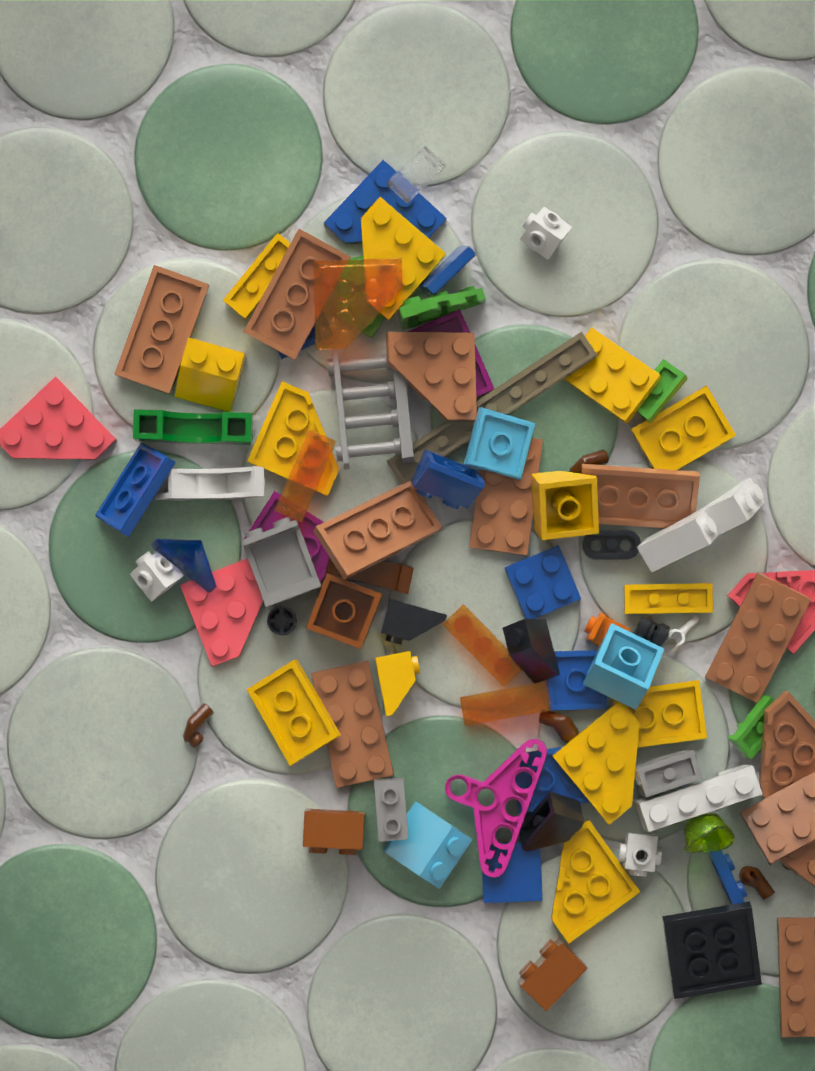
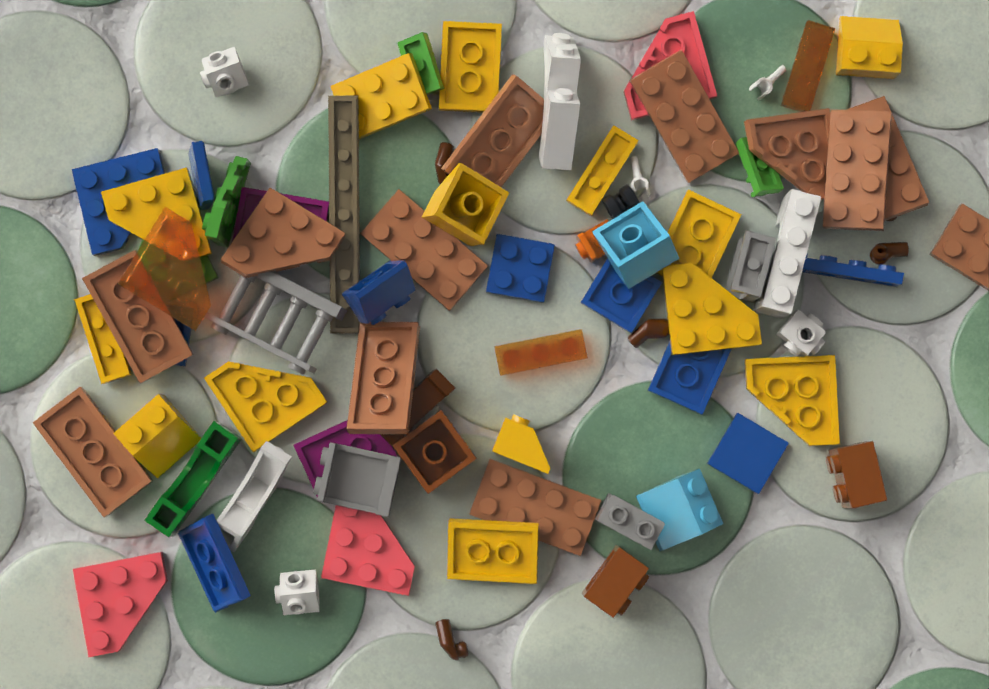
camera: 50 degrees left, 0 degrees up
(189, 558) = (303, 555): clear blue tile -> none
(281, 620) = (404, 511): black wheel -> none
(305, 476) = (297, 410): clear orange plate -> none
(408, 621) = (479, 402): black slope -> none
(416, 174) = (102, 149): clear tile -> none
(499, 443) = (378, 227): medium azure tile -> none
(504, 787) = (692, 436): dark pink beam -> none
(506, 703) = (602, 365): clear orange plate -> none
(532, 648) = (570, 312): black slope -> none
(551, 822) = (728, 392): black slope -> none
(611, 545) = (526, 190): black plate -> none
(707, 834) = (824, 265): clear neon green helmet -> none
(712, 950) = (923, 326): black plate -> none

